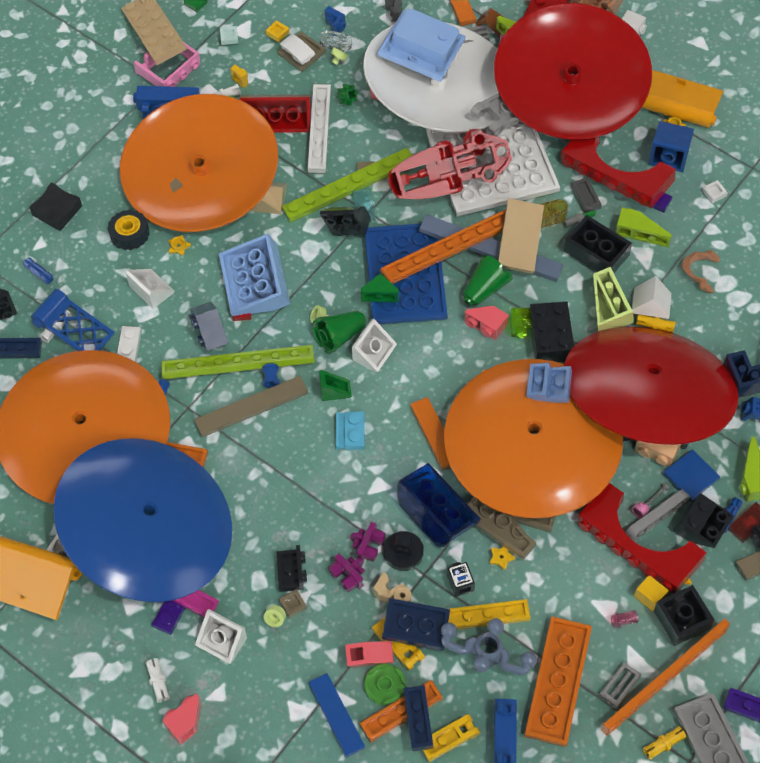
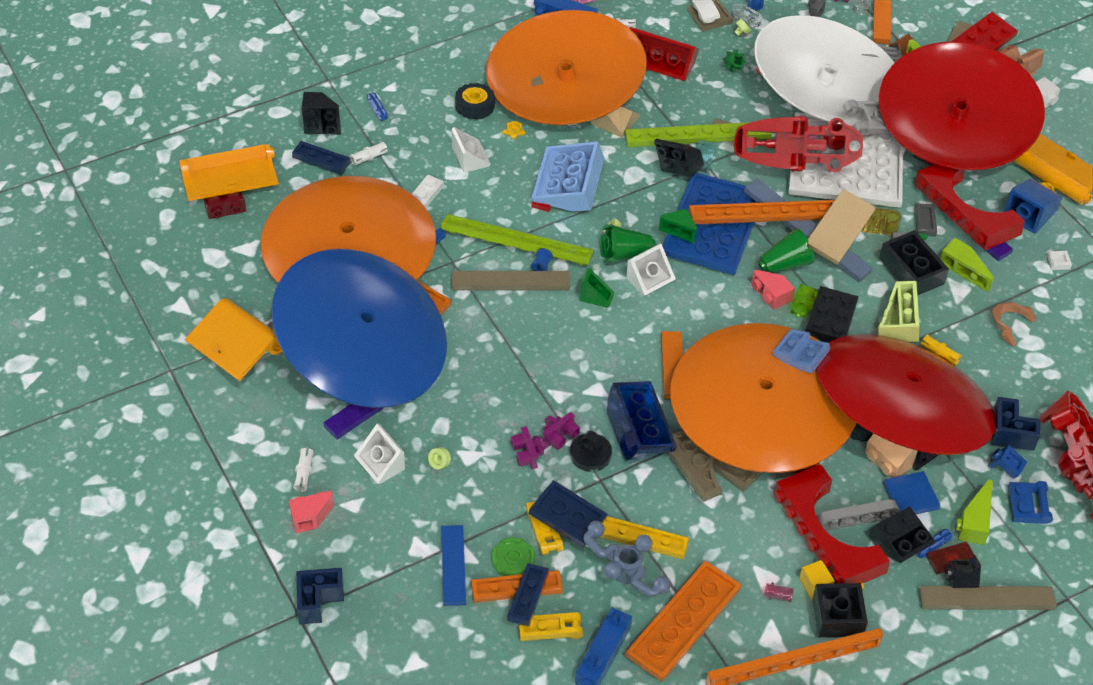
camera: 20 degrees right, 10 degrees down
(54, 307) = (376, 135): blue piece -> none
(56, 207) = (419, 61): black brick -> none
(198, 602) = (373, 416): dark pink tile -> none
(208, 322) = (505, 200): brick -> none
(239, 75) = (641, 14): yellow plate -> none
(290, 569) = (475, 426): black bracket -> none
(292, 603) = (462, 456): dark tan tile -> none
(319, 128) = (693, 80): white plate -> none
(350, 430) = (593, 333): medium azure plate -> none
(369, 654) = (509, 522): coral slope -> none
(399, 592) = (554, 472): tan leg -> none
(422, 44) = (825, 38): light blue piece -> none
(460, 578) = (632, 495): black brick -> none
(501, 562) = (679, 496): yellow plate -> none
(610, 698) = (740, 642): light grey tile -> none
(642, 509) = (845, 501): bright pink hinge -> none
(652, 299) = (947, 327): white slope -> none

